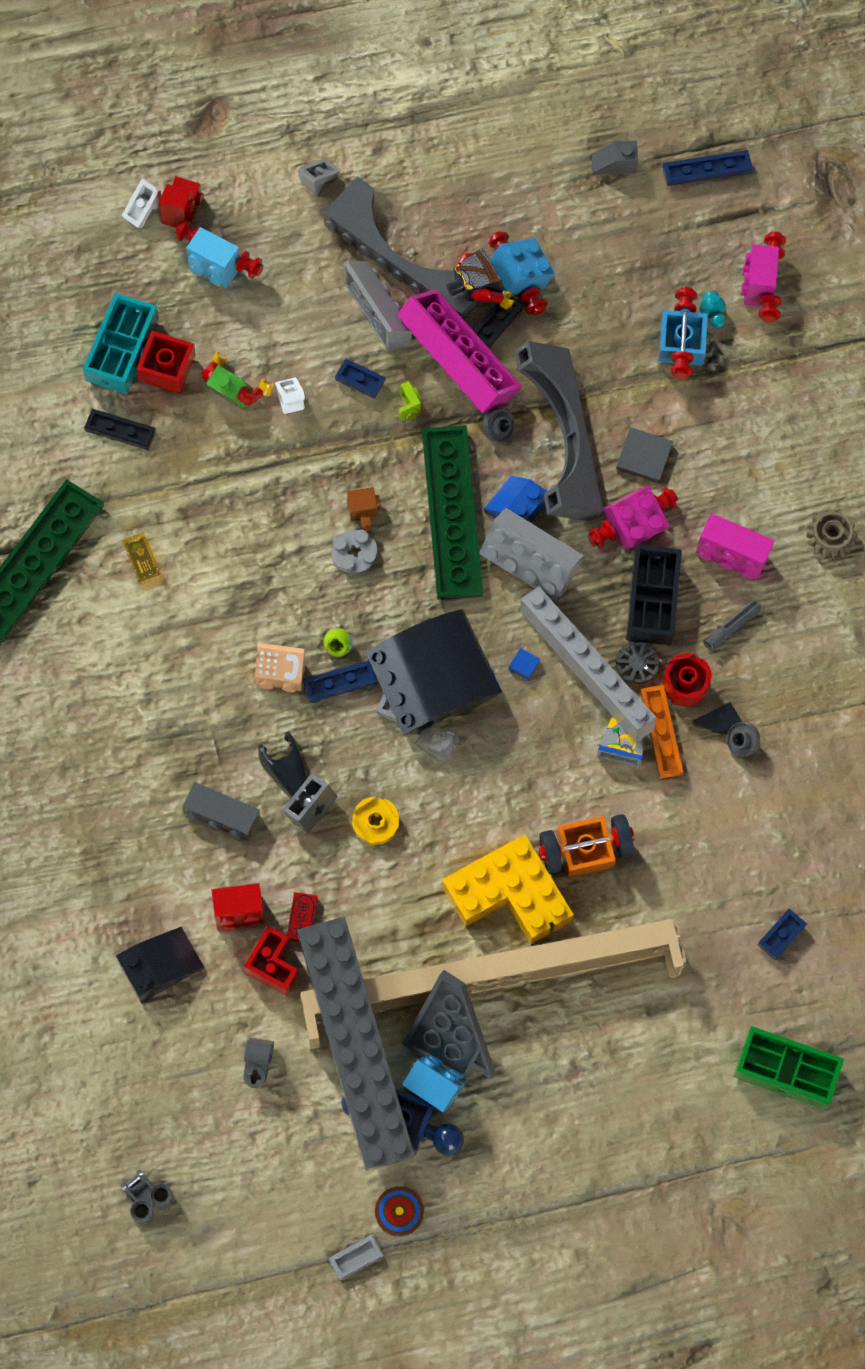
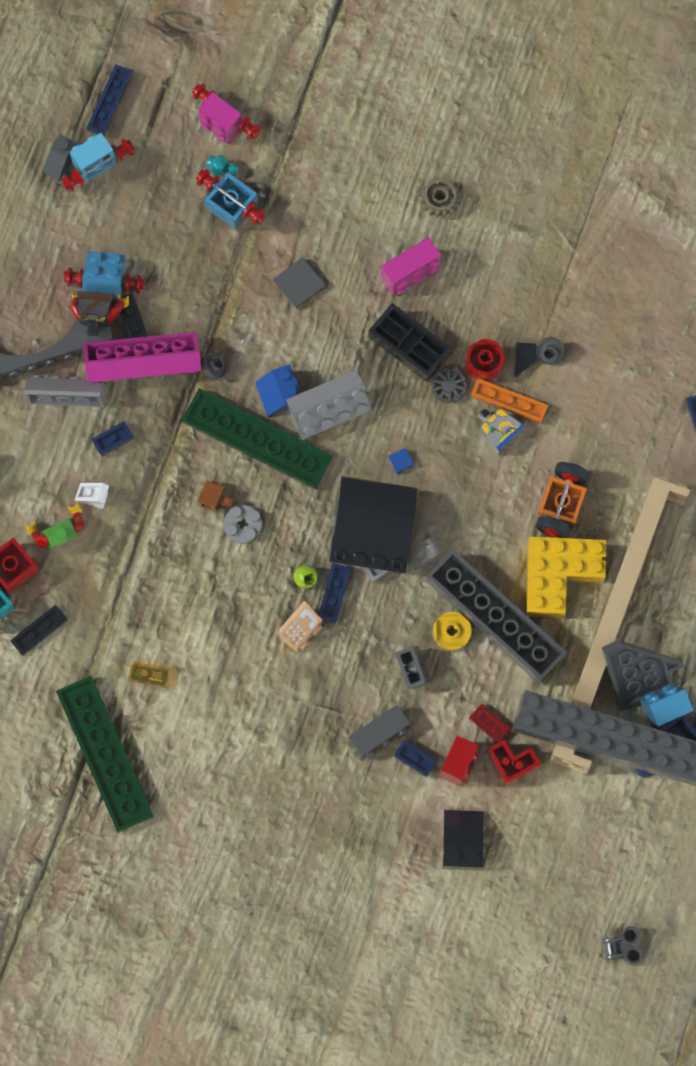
camera: 55 degrees left, 5 degrees up
(216, 864) = (415, 758): none -> dark blue plate
(257, 1056) = (574, 811): dark grey piece -> none
(289, 770) = (378, 668): black animal -> none
(411, 398) = (151, 412): lime bracket -> none
(417, 854) = (496, 616): none -> dark grey brick
(553, 373) = (202, 305): dark grey arch -> none
(588, 664) = (433, 418): light grey brick -> none
(633, 187) = (93, 159): none -> medium azure brick
(634, 518) = (345, 319): dark pink brick -> none
(731, 626) = (464, 312): dark grey axle -> none

